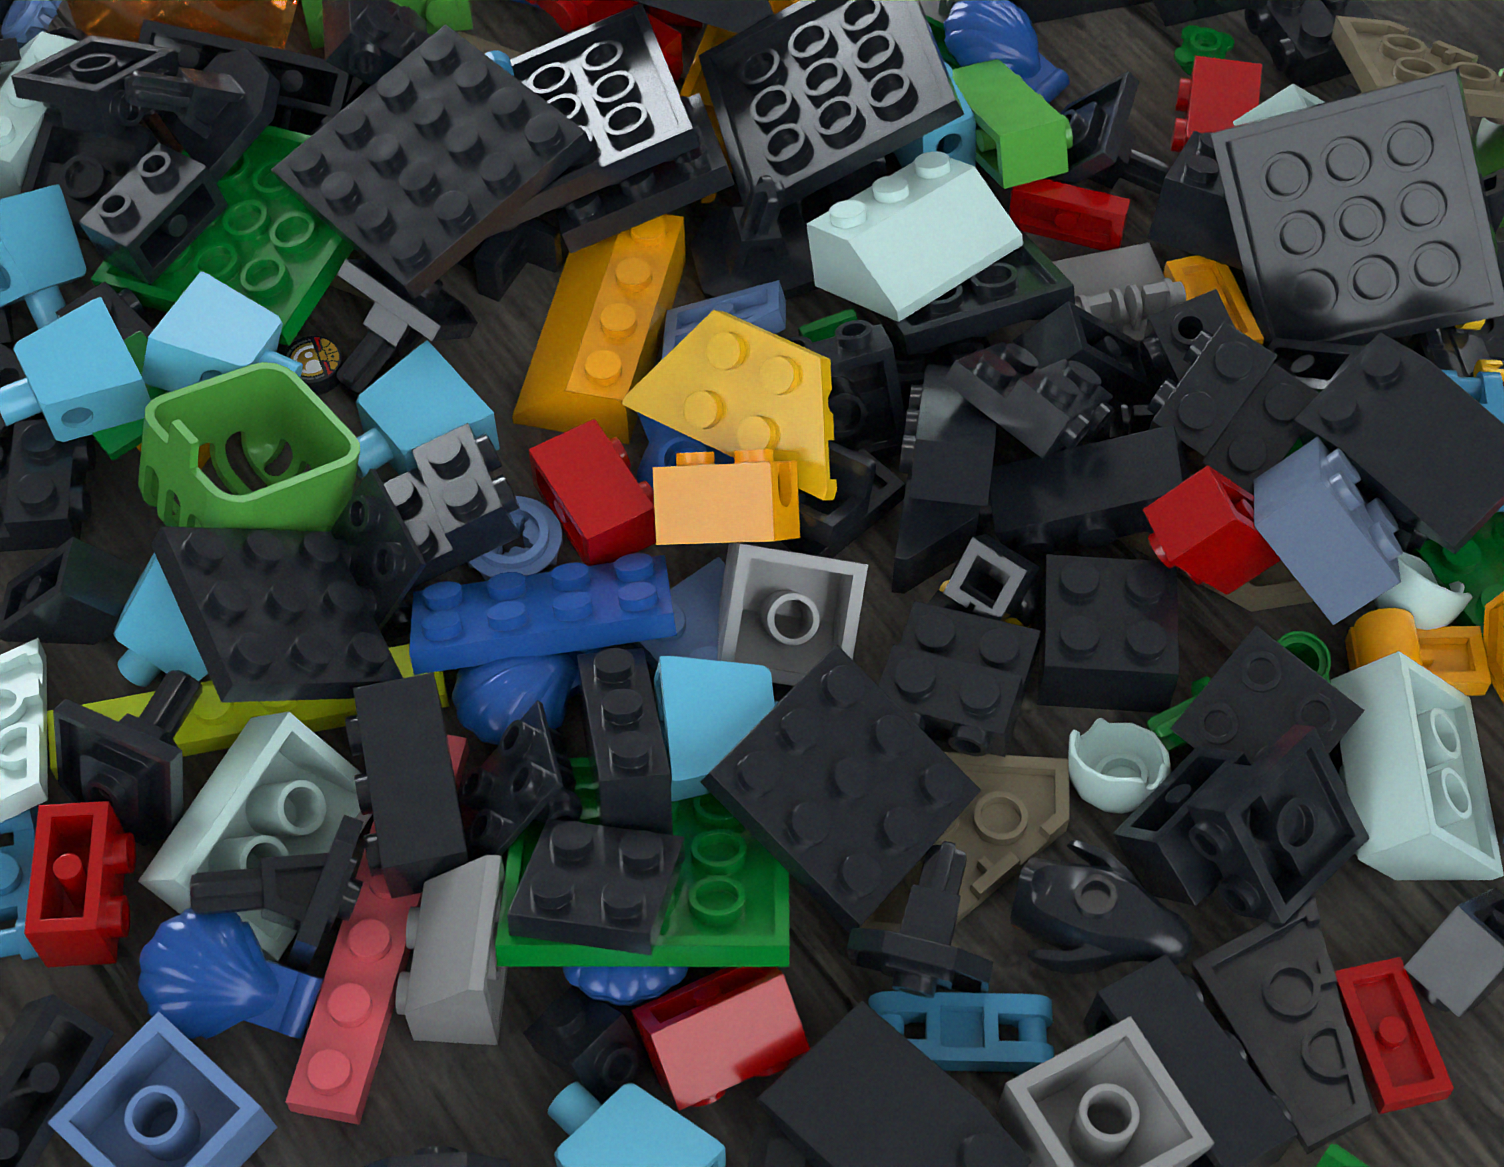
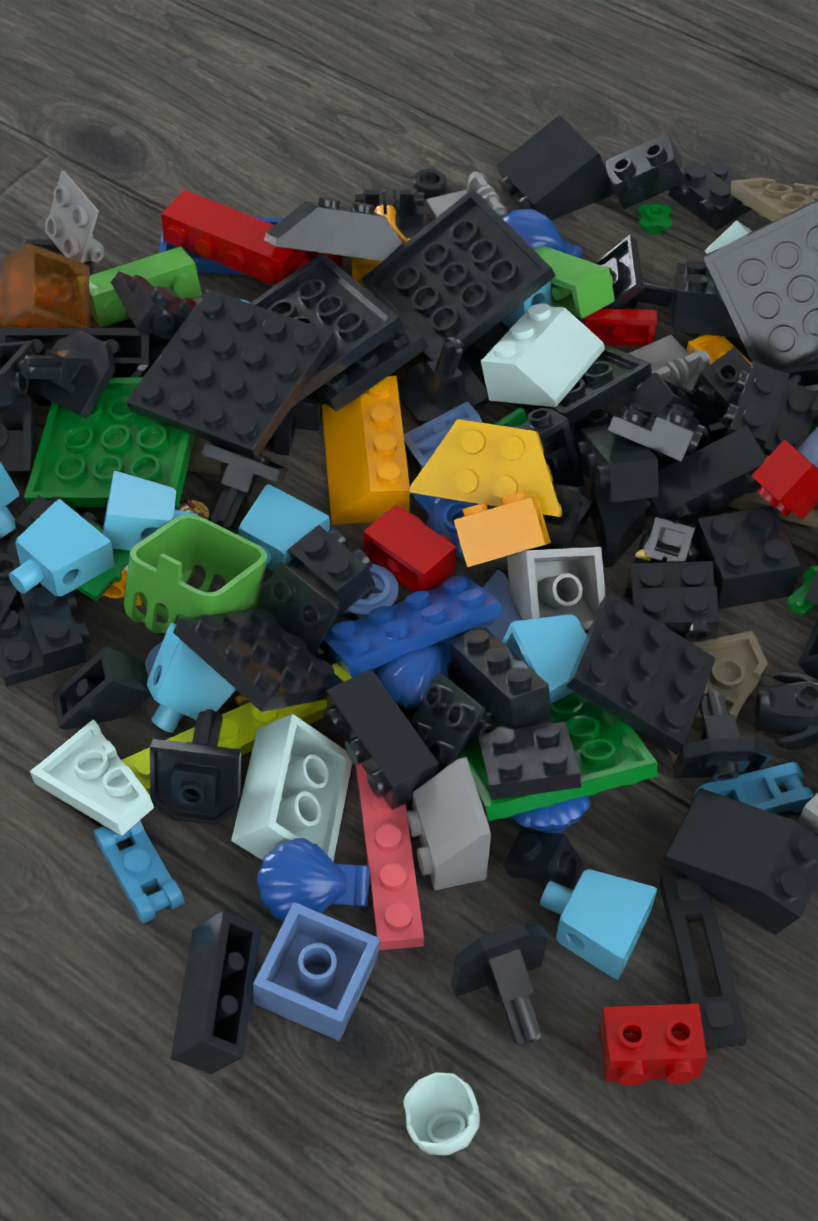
camera: 20 degrees left, 5 degrees down
(78, 884) = (196, 852): red brick -> none
(154, 213) = (57, 445): black brick -> none
(290, 891) = (343, 817): black piece -> none
(720, 1033) = (623, 828): brick -> none
(1116, 765) = (782, 628): light aqua hair -> none
(1214, 97) = (677, 243): red brick -> none

